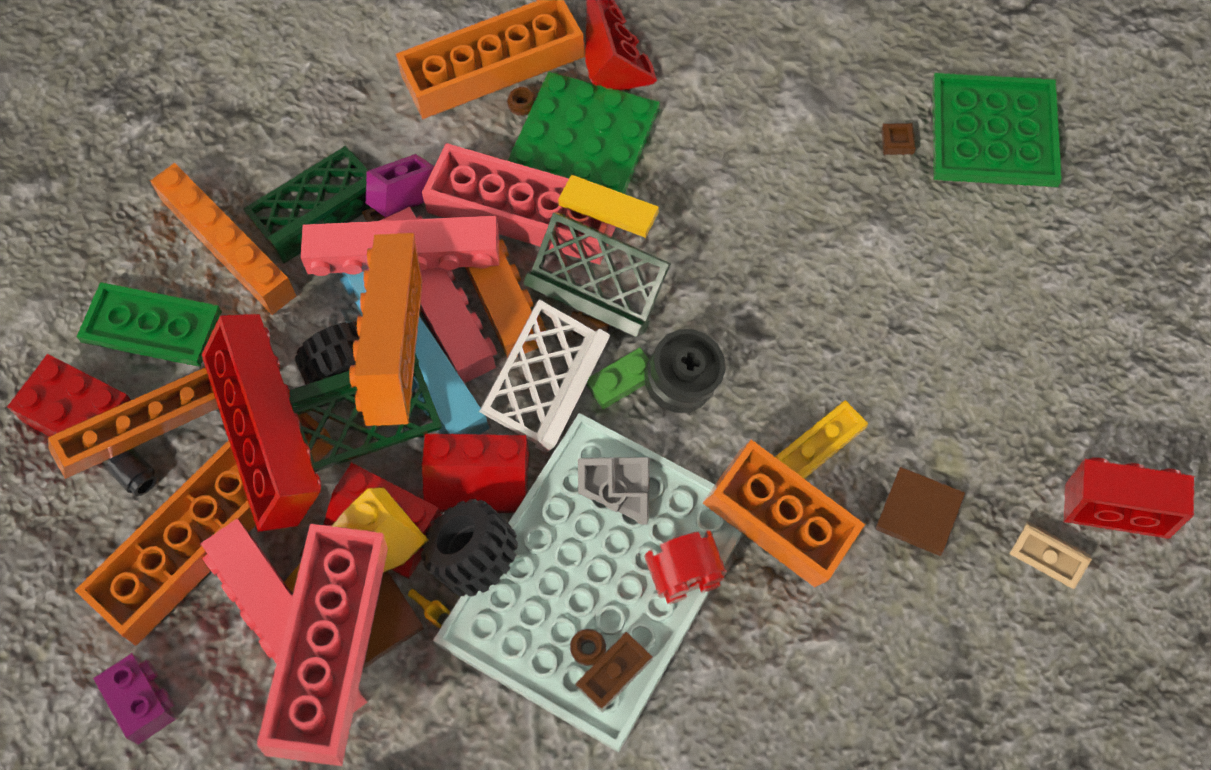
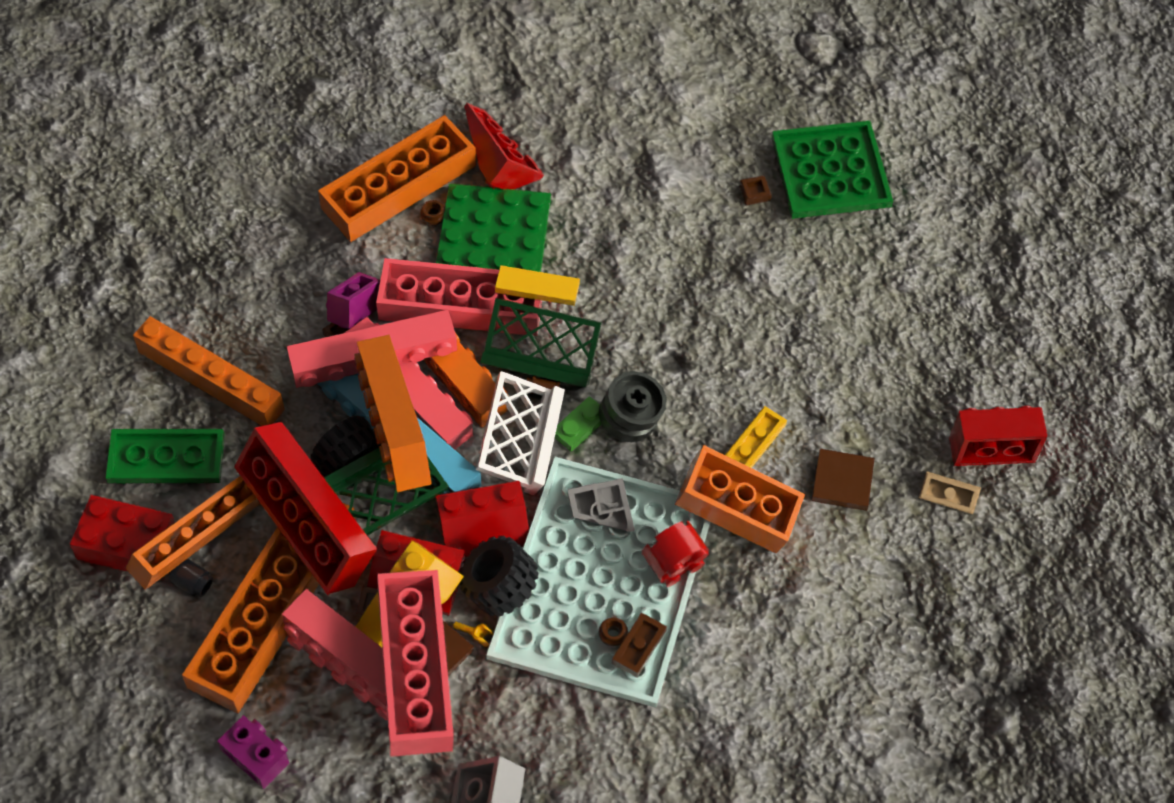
camera: 20 degrees left, 5 degrees down
(338, 209) = (275, 355): dark green fence -> none

